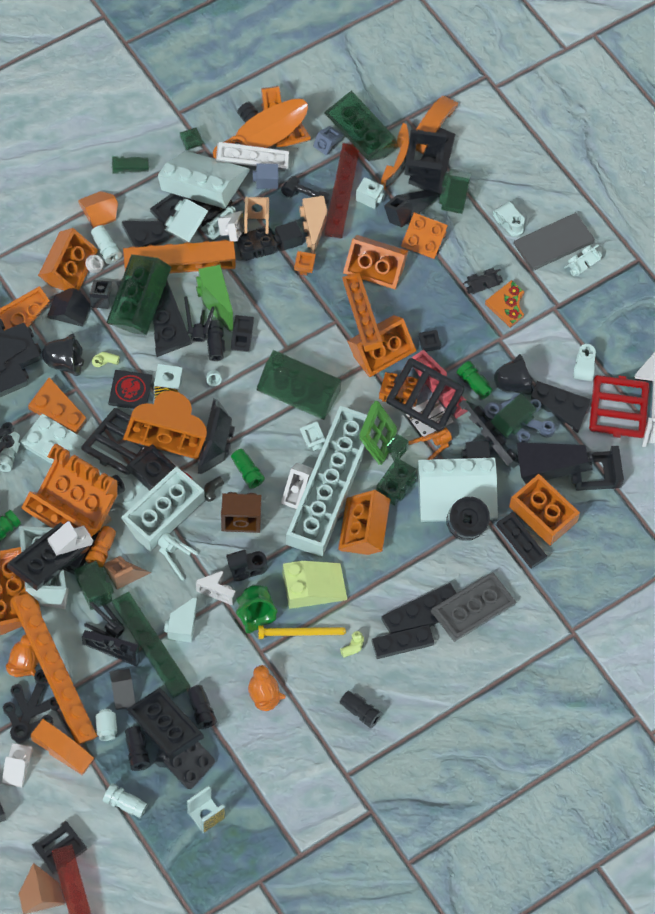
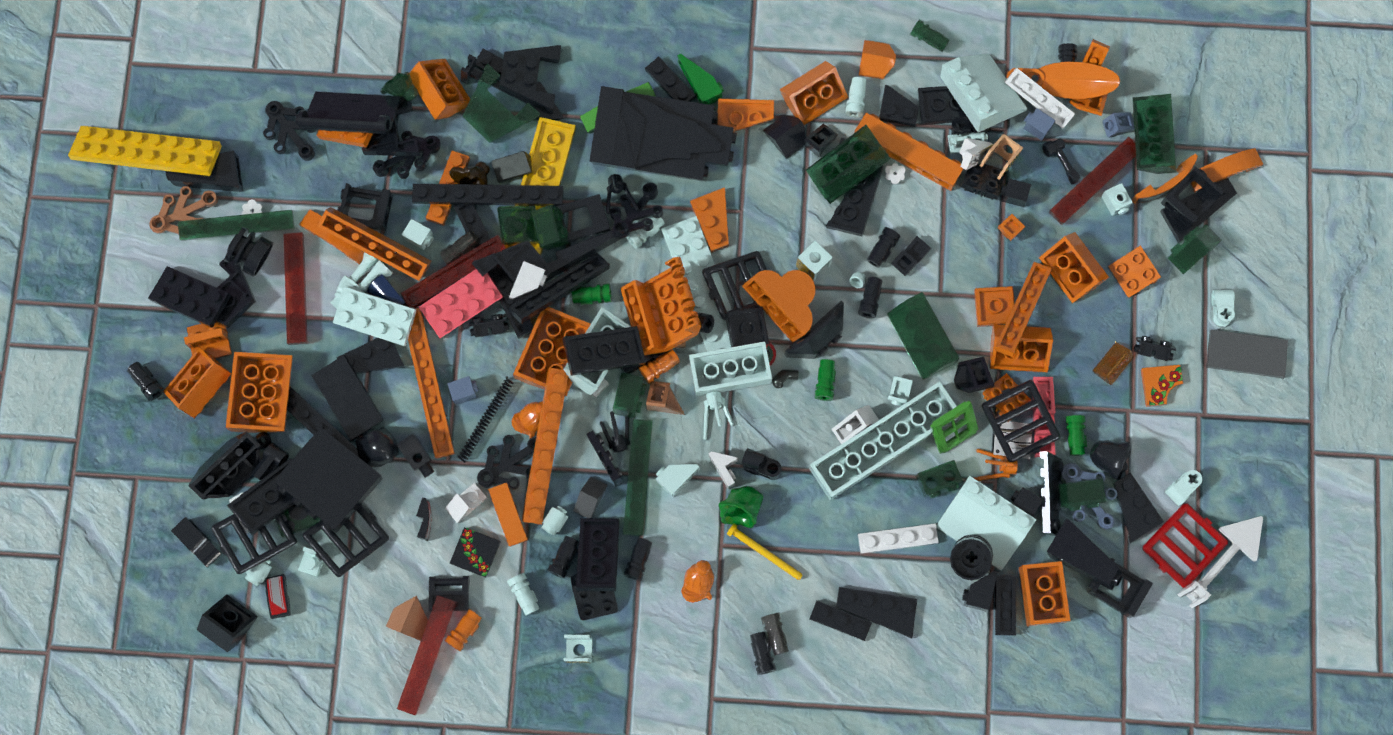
camera: 45 degrees right, 15 degrees up
(56, 799) = (475, 552): none -> black tile
(59, 355) = (743, 174): black piece -> none
(69, 539) = (629, 348): white slope -> none
(94, 263) = (834, 108): white plate -> none
(95, 866) = (465, 628): none -> orange axle
(104, 358) = (781, 200): yellowish green arm -> none
(130, 389) = (782, 243): tile -> none
(180, 281) = (895, 168): none -> white plant
(185, 220) = (936, 122): light aqua slope -> none
(191, 138) = (1000, 45): clear green plate -> none
(199, 331) = (875, 230): black plant -> none
(213, 292) = (913, 200): bright green slope -> none
(233, 380) = (869, 304): none -> black axle
(241, 512) = (789, 417): reddish brown brick -> none
(313, 583) = (805, 519): yellowish green slope -> none
(315, 218) = (1052, 191): light nougat slope -> none
(336, 329) = (993, 305): none -> orange tile
(355, 645) = (798, 596): yellowish green arm -> none
(359, 685) = (775, 633): none -> clear smoke axle
(361, 389) = (973, 375): none -> black slope
(364, 523) = (885, 497): orange slope -> none
(397, 446) = (963, 449): clear green slope -> none
(398, 549) = (897, 538): none -> white plate
(403, 206) = (1135, 232): black slope -> none
(429, 341) = (1065, 372): black plate -> none
(461, 311) = (1113, 363): none -> clear orange slope
(473, 606) = (920, 634): dark grey tile -> none
(495, 544) = (980, 592): none -> black slope
(589, 256) = (1267, 388): light aqua hinge -> none

